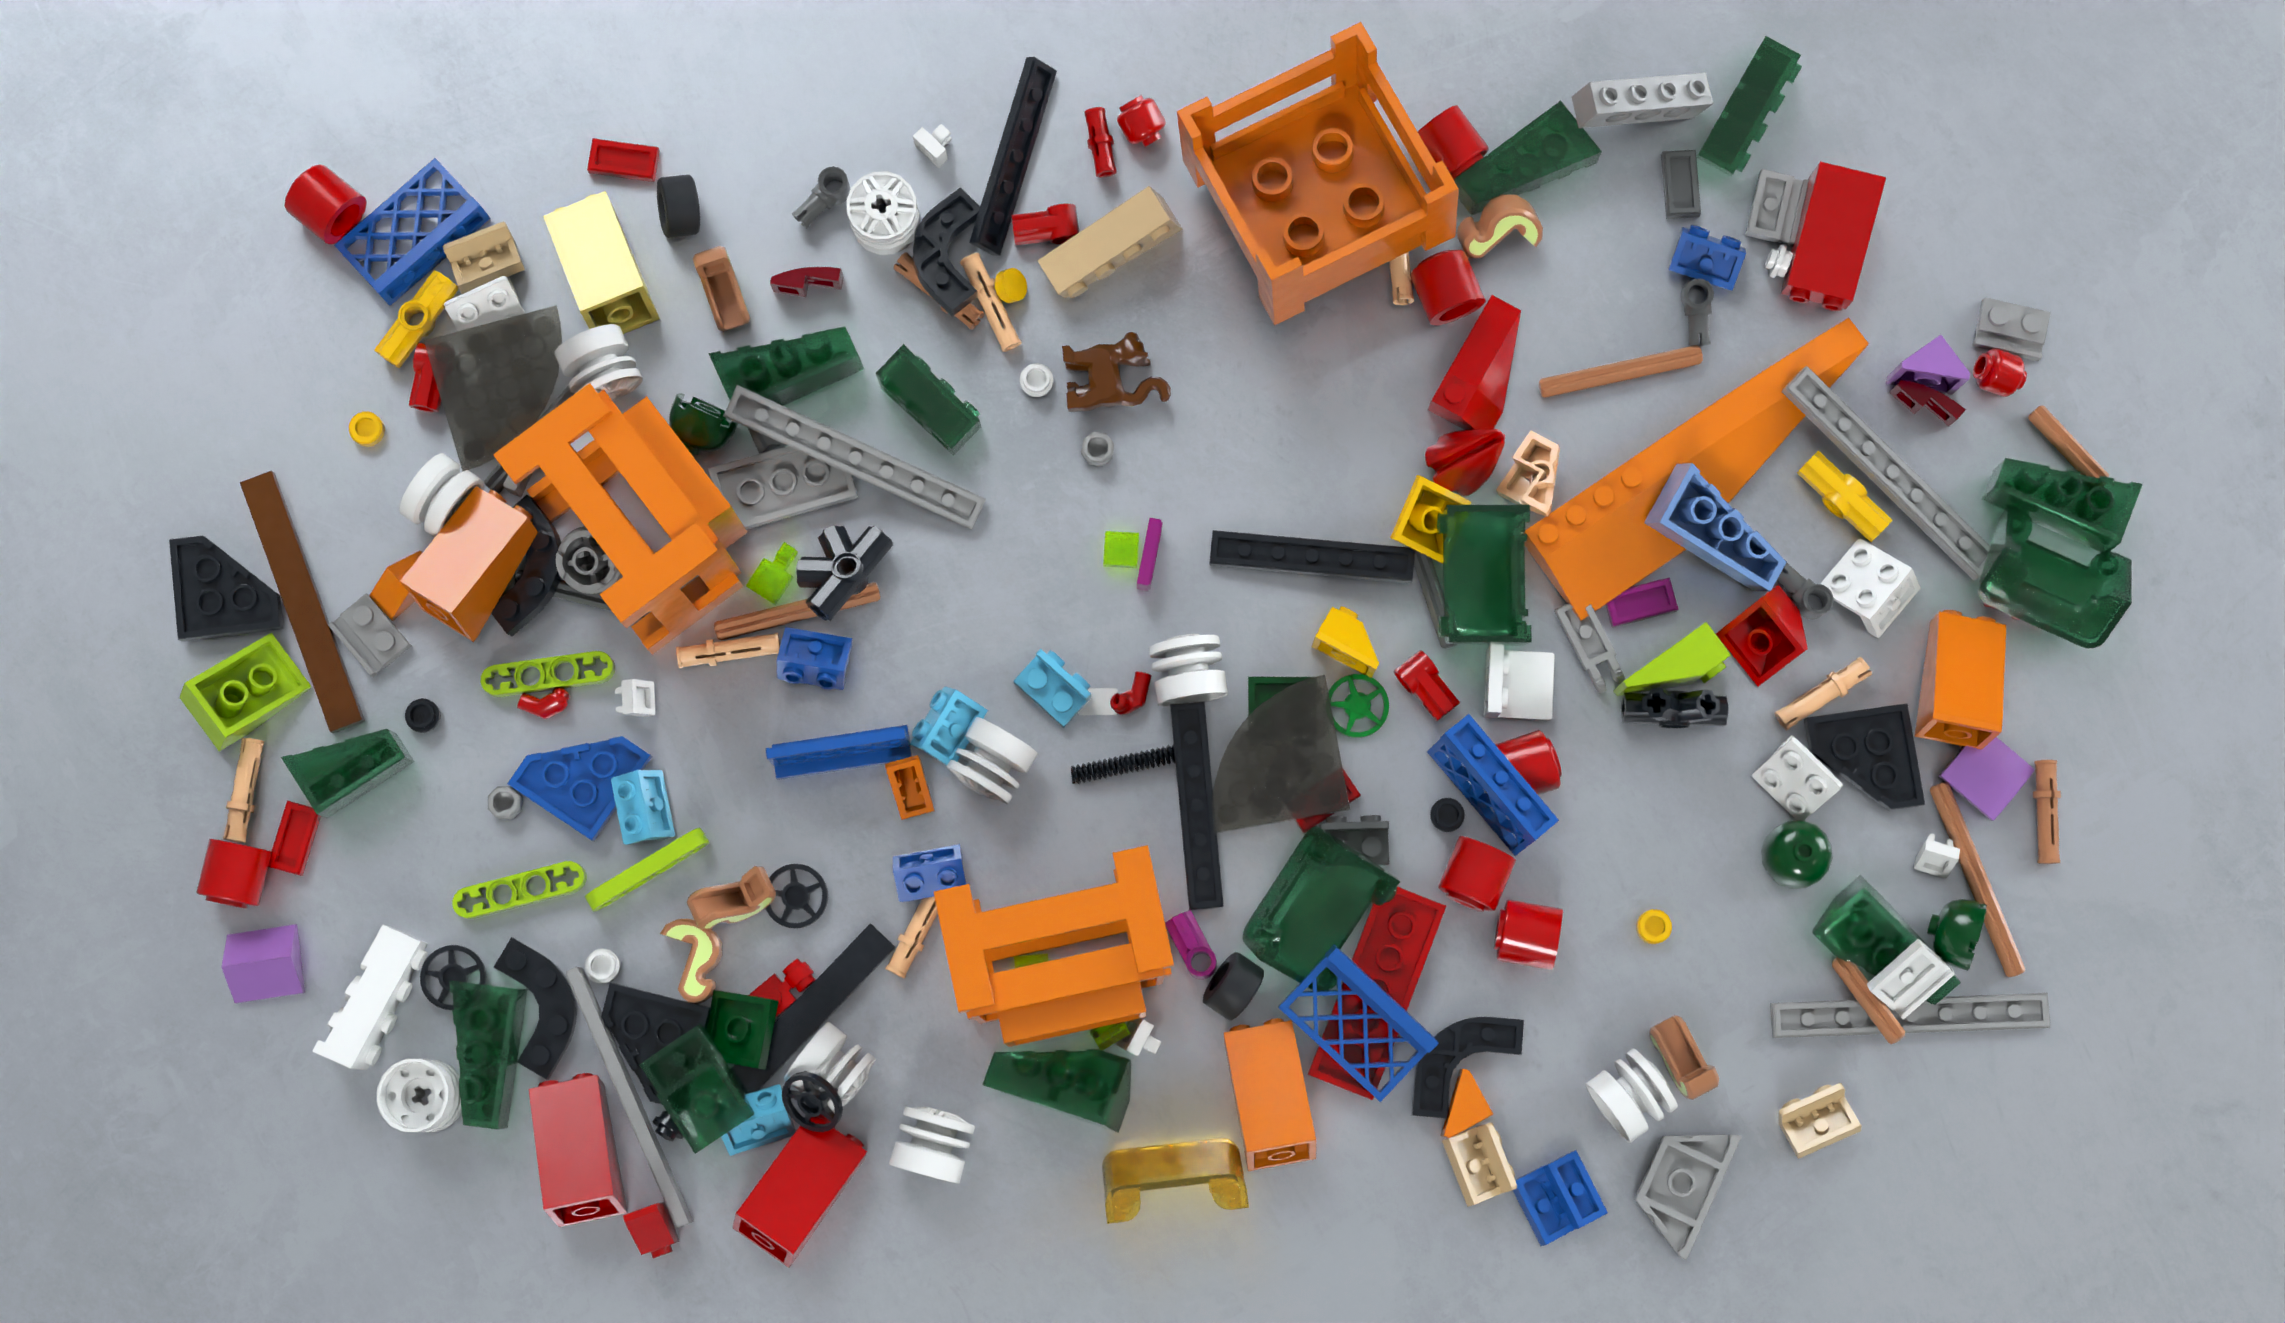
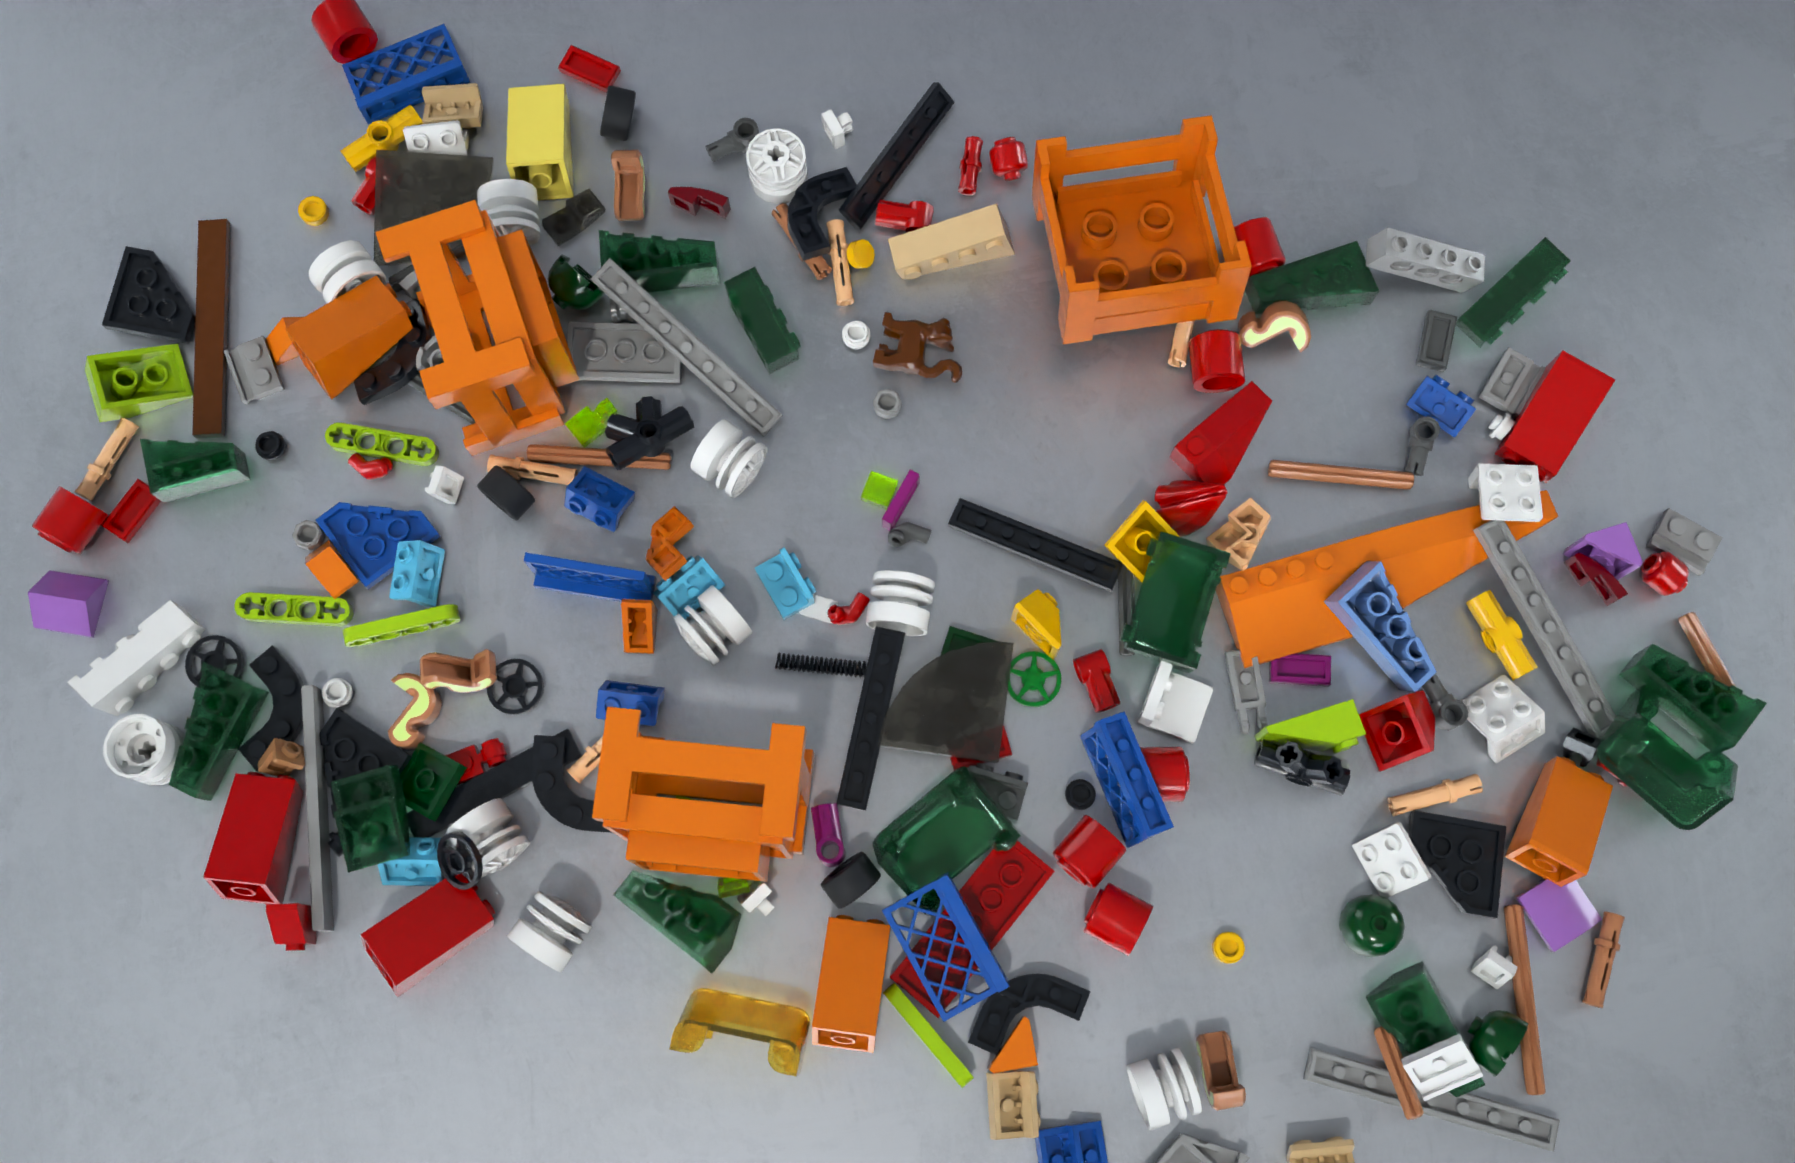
camera: 20 degrees right, 5 degrees down
(545, 832) = (331, 569): none -> orange slope
(572, 1056) = (282, 758): none -> medium nougat bracket
(669, 343) = (574, 218): none -> clear smoke slope
(711, 686) = (506, 492): none -> black tyre
(886, 1000) = (553, 790): none -> black plate
(902, 674) = (665, 533): none -> orange tile
(946, 569) = (728, 458): none -> white wheel
(1166, 587) = (907, 531): none -> dark grey arm
(1367, 1121) = (928, 1035): none -> lime beam
(1806, 337) = (1508, 492): none -> white bracket
(1961, 588) = (1581, 743): none -> black tile

